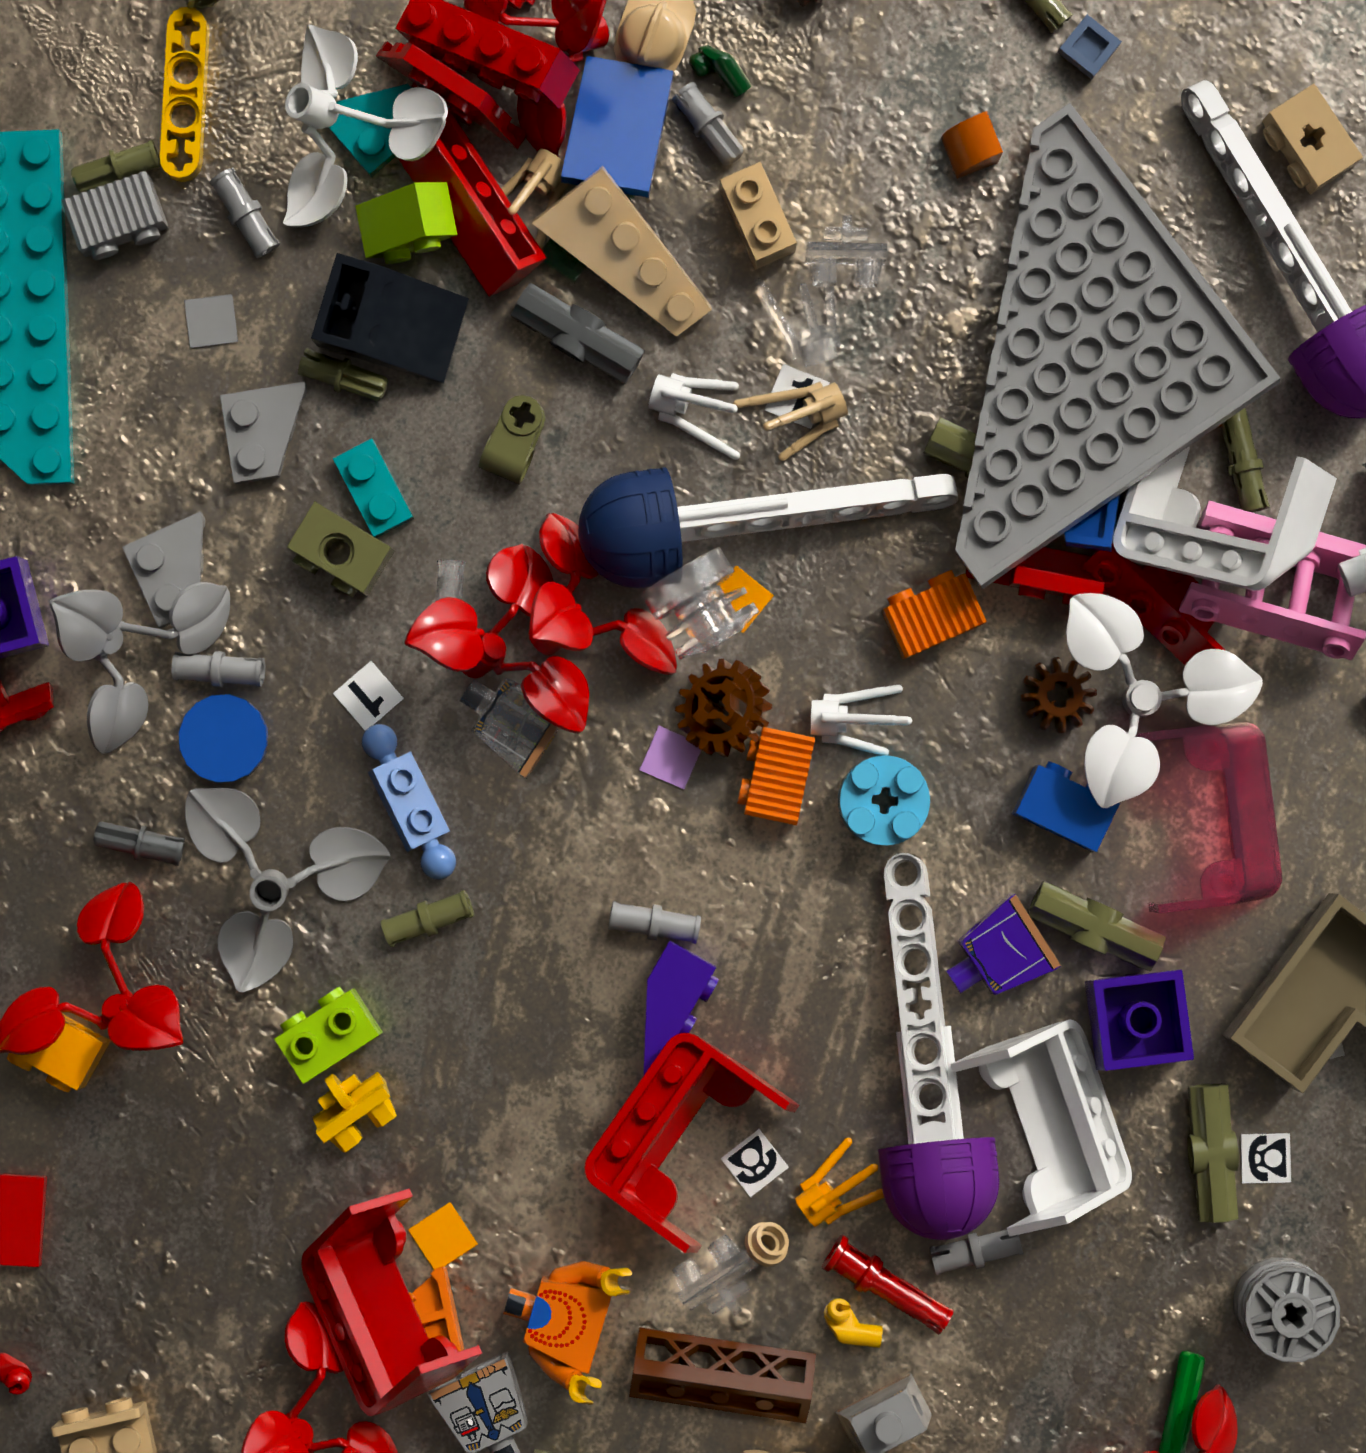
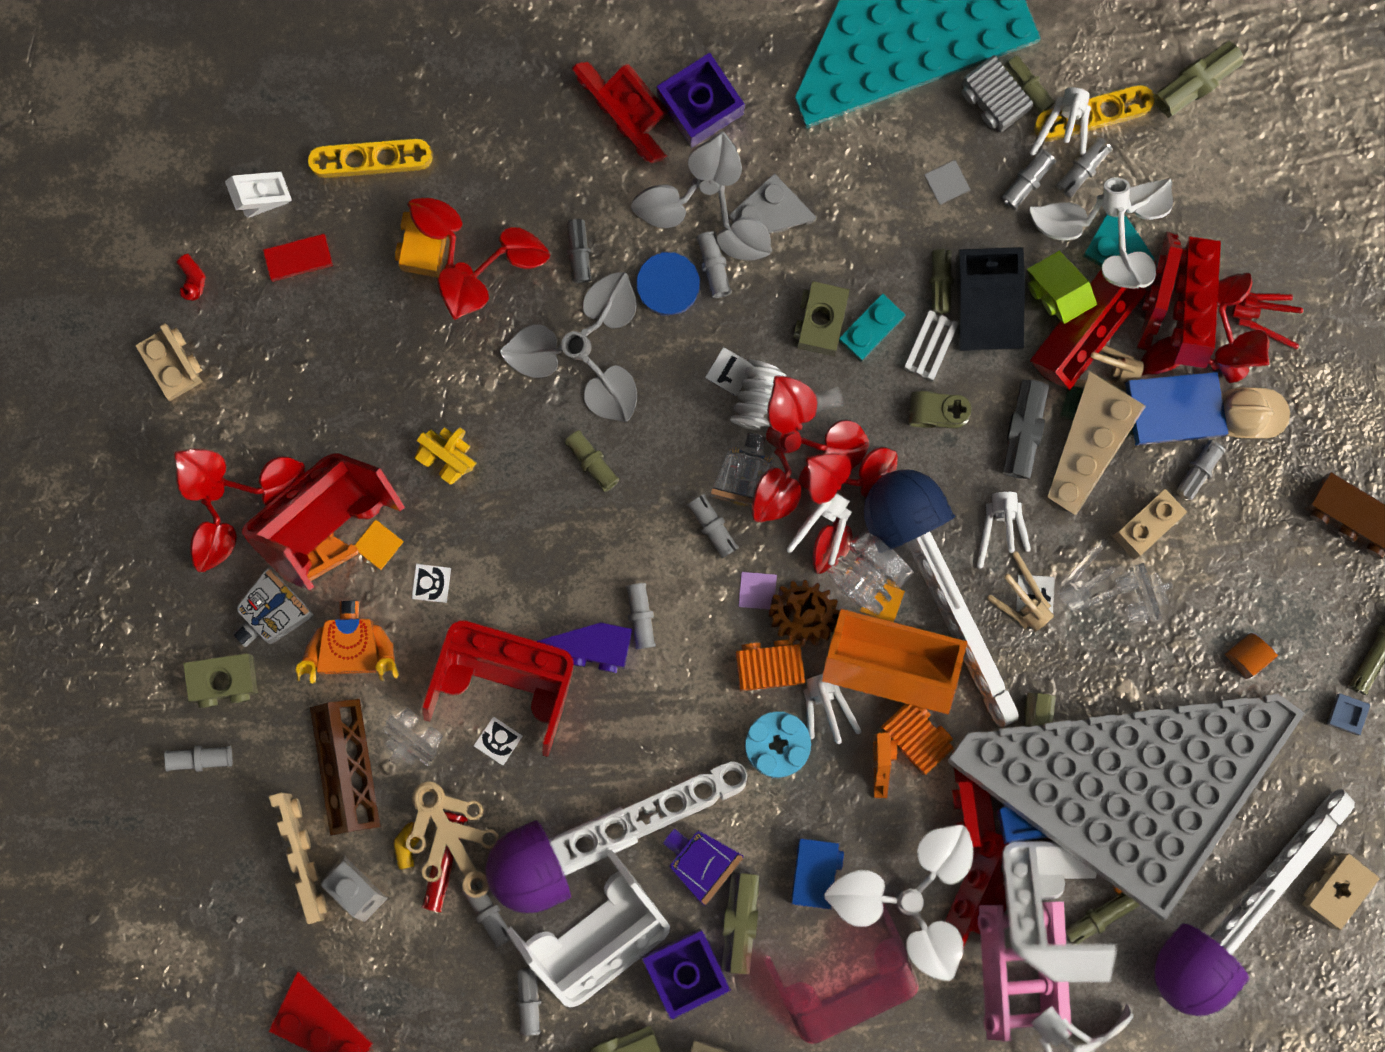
camera: 65 degrees right, 5 degrees down
(168, 117) = (1074, 107): none -> white plant
(253, 133) = (1084, 167): none -> light grey pin
(260, 428) = (885, 239): light grey wing -> none
(328, 1034) = (491, 419): lime brick -> none
(396, 393) = (942, 321): none -> white tile
(408, 801) = (667, 422): medium blue plate -> none
(416, 671) = (756, 397): none -> white piece
(517, 1183) = (431, 583): none -> white sticker
(567, 787) = (713, 526): none -> light grey pin
(603, 625) = (831, 510): none -> white plant
(723, 64) = (1244, 468): dark green arm -> none
(773, 1236) = (452, 769): tan plate -> none
(821, 1201) = (487, 794): light orange plant -> none
(828, 611) = (894, 661): none -> orange piece
(858, 1269) = (448, 834): none -> tan plant
(941, 666) = (883, 753): none -> orange wing
(1068, 706) = (888, 852): reddish brown gear -> none
(1109, 1235) = (528, 1002): none -> light grey axle

